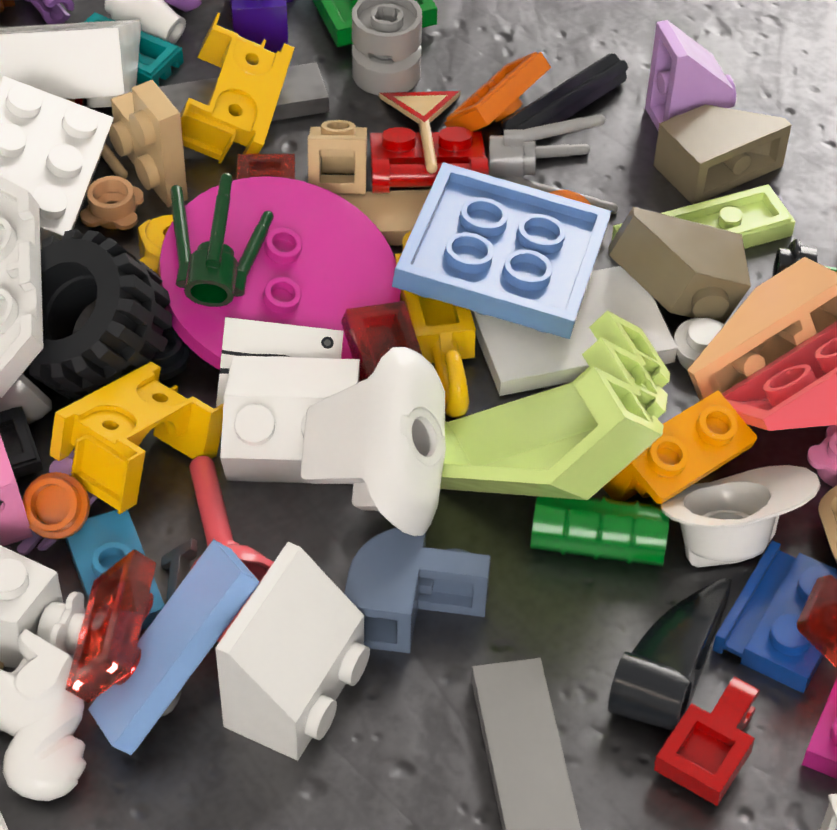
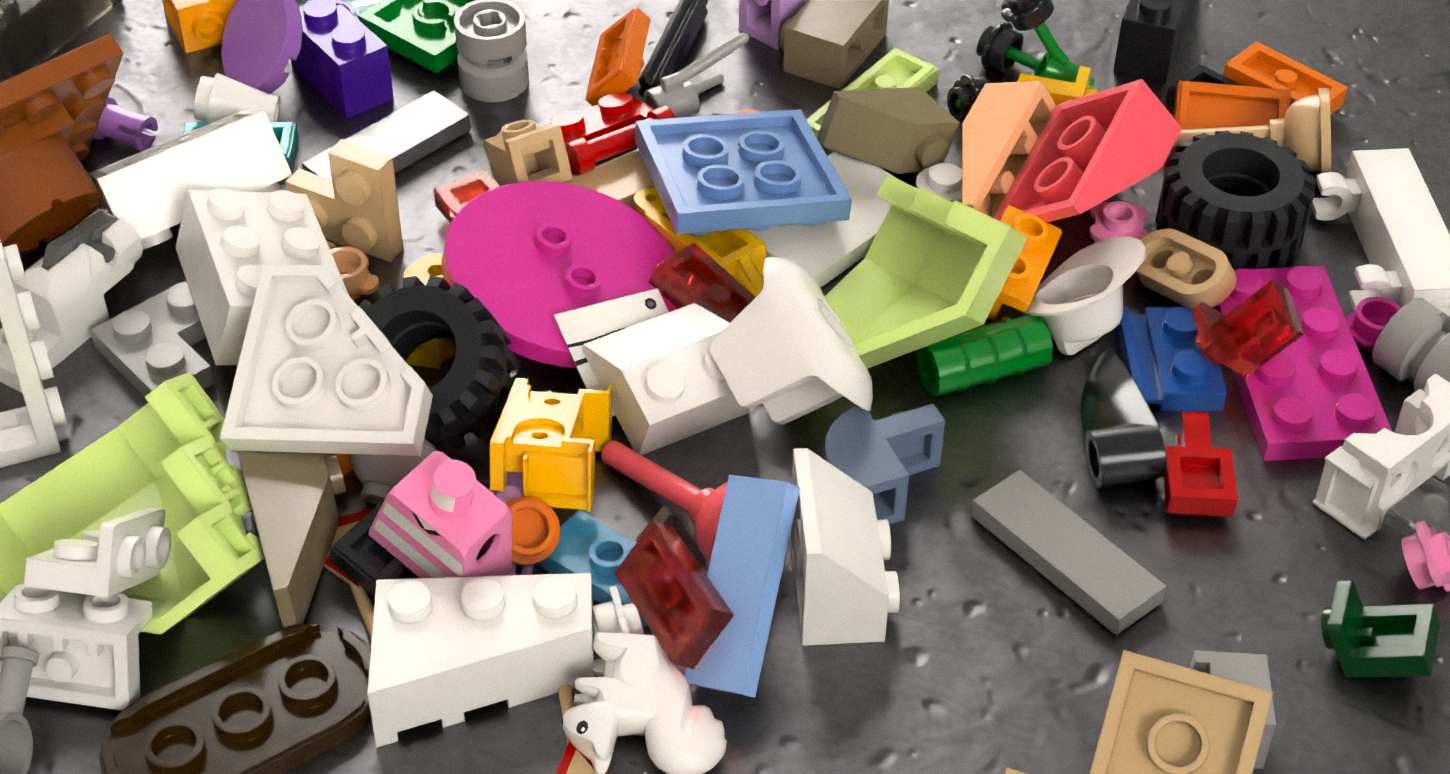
camera: 30 degrees left, 5 degrees down
(212, 272) = (519, 273): dark green plant -> none
(242, 97) = (407, 129): yellow piece -> none
(423, 109) = (563, 92): tan piece -> none

